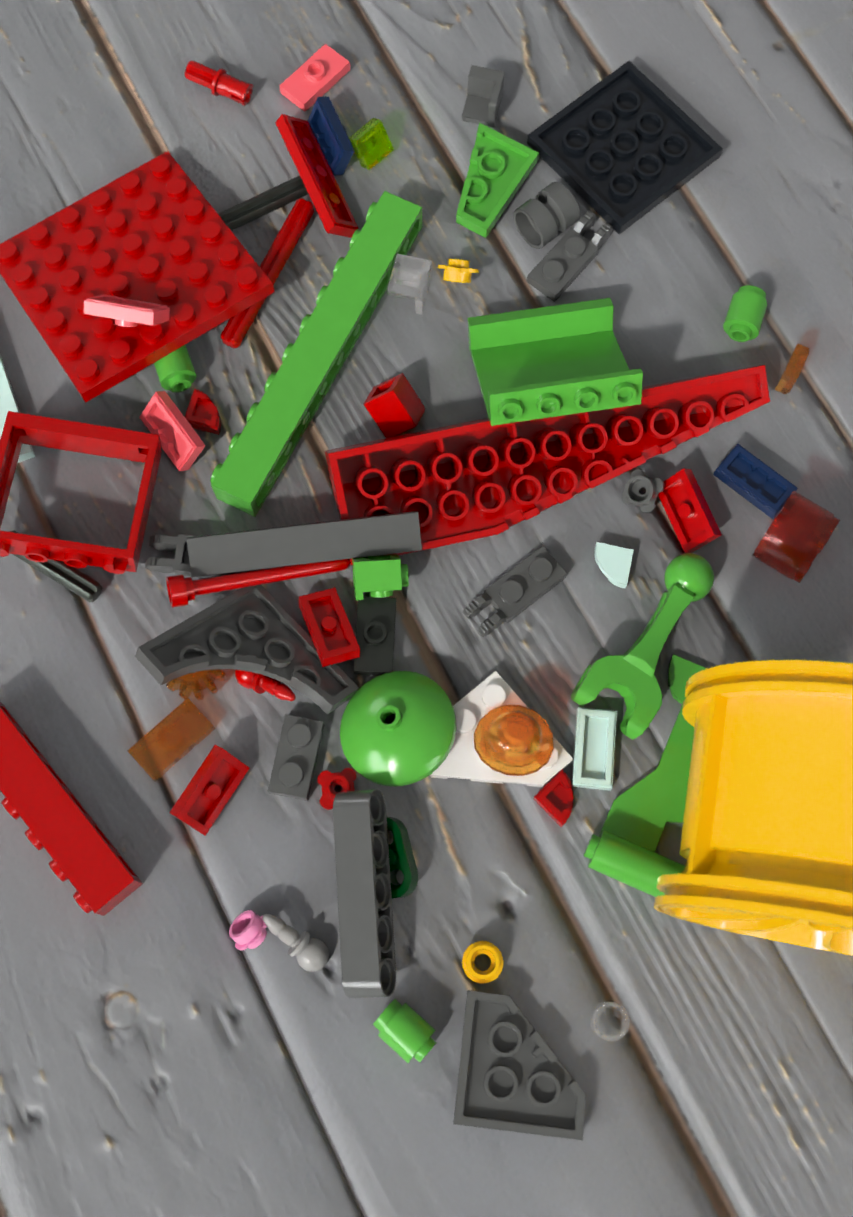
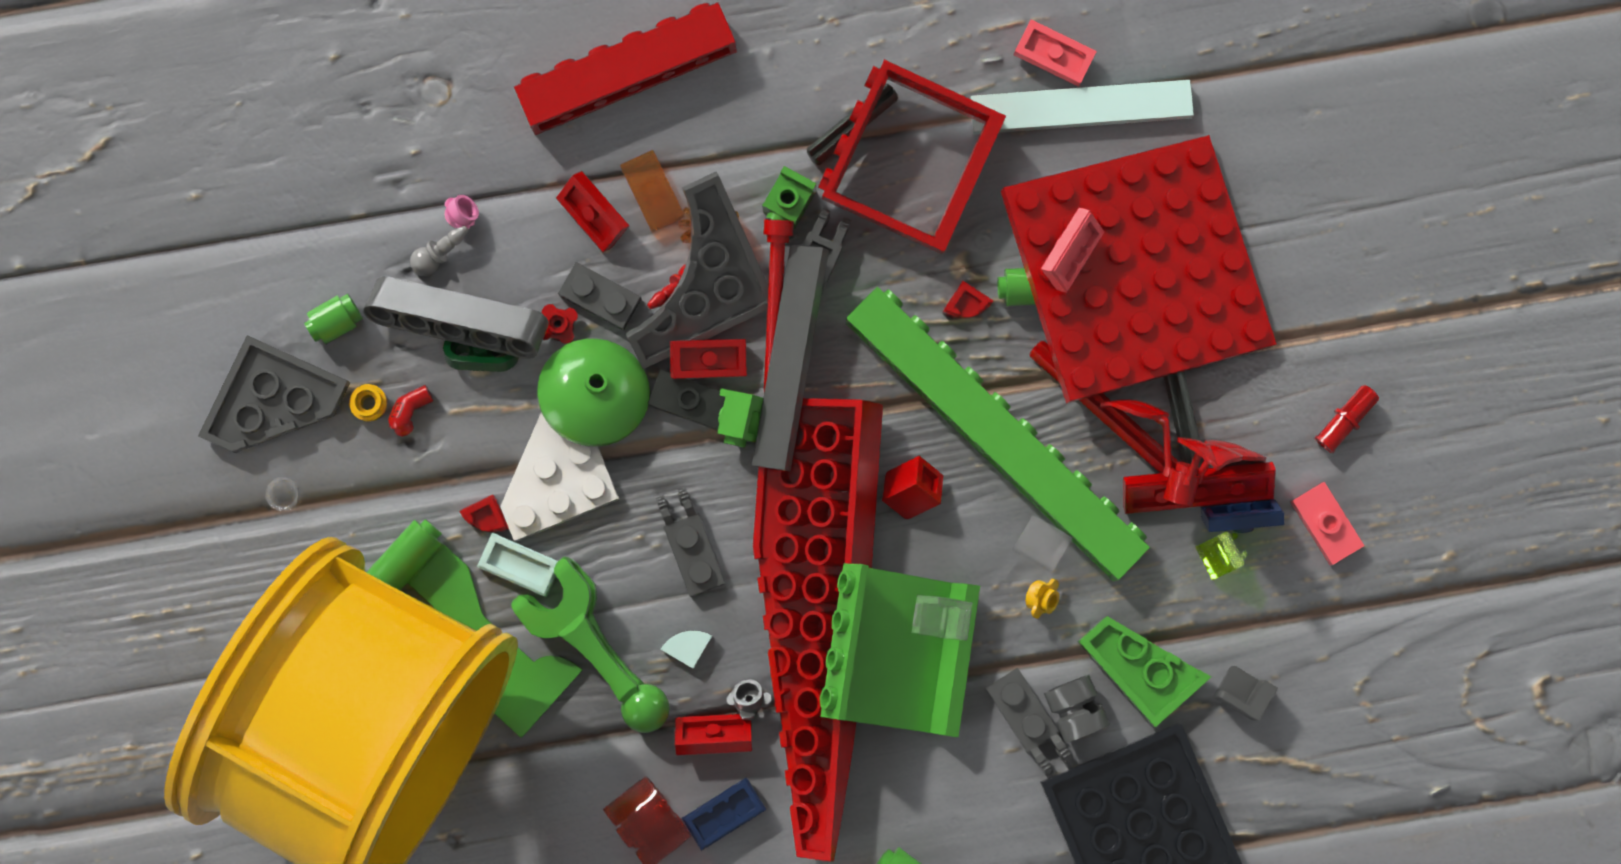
camera: 110 degrees right, 10 degrees up
(128, 598) = (796, 185): none -> bright green brick
(175, 432) = (953, 267): coral plate -> none
(312, 171) = (1186, 477): none -> red plant
(476, 920) = (404, 408): none -> red arm
(507, 337) = (942, 617): none -> clear panel
(513, 740) = (544, 490): clear orange hat -> none

